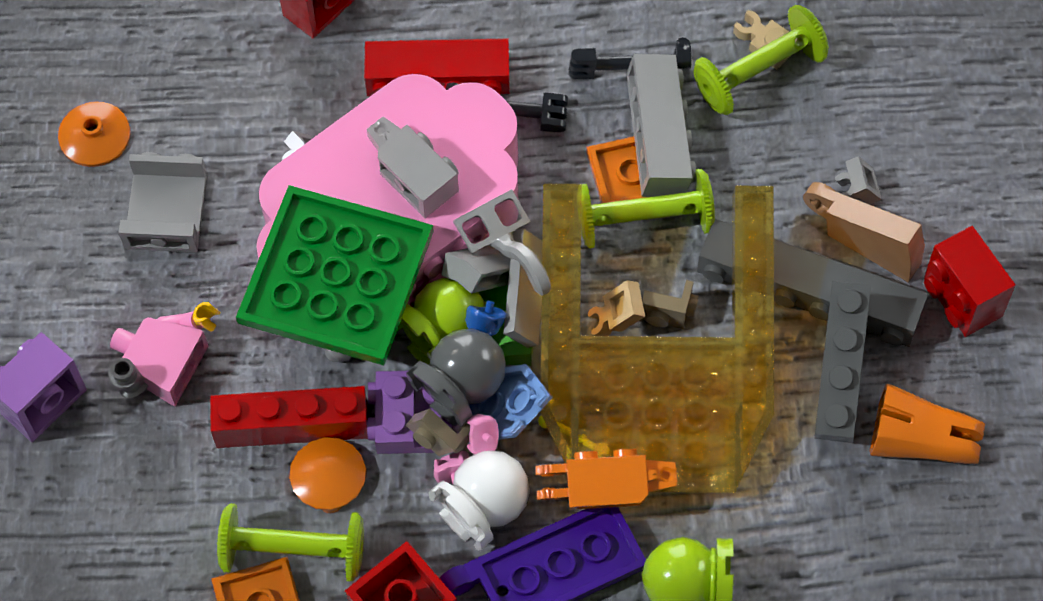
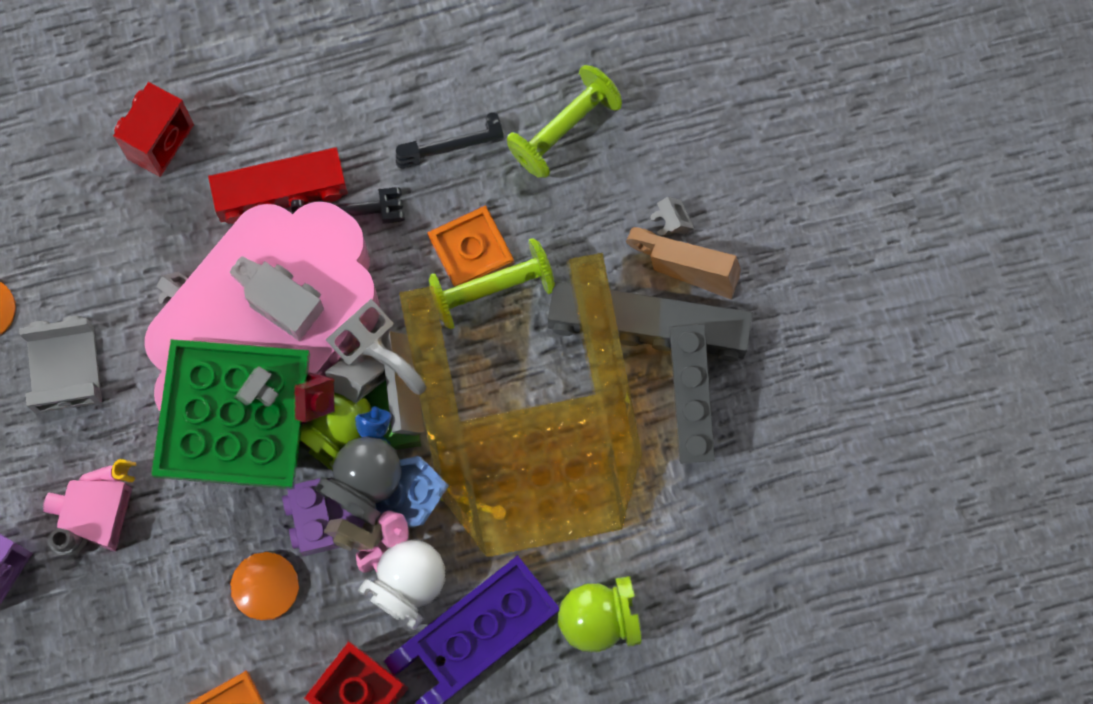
camera: 15 degrees left, 10 degrees up
(288, 416) = (218, 543): red brick -> none
(289, 542) = (247, 660): lime hose -> none
(369, 249) = (256, 388): none -> light grey tile
(428, 274) = (314, 397): none -> dark red bracket
(608, 480) = (512, 546): orange hinge -> none
(621, 309) = (489, 383): tan plate -> none
(660, 125) = (488, 201): light grey brick -> none
(668, 310) = (526, 373): dark tan bracket -> none
(758, 33) = (560, 95): tan plate -> none
(919, 429) = (769, 435): orange piece -> none
(968, 281) = (784, 294): red brick -> none

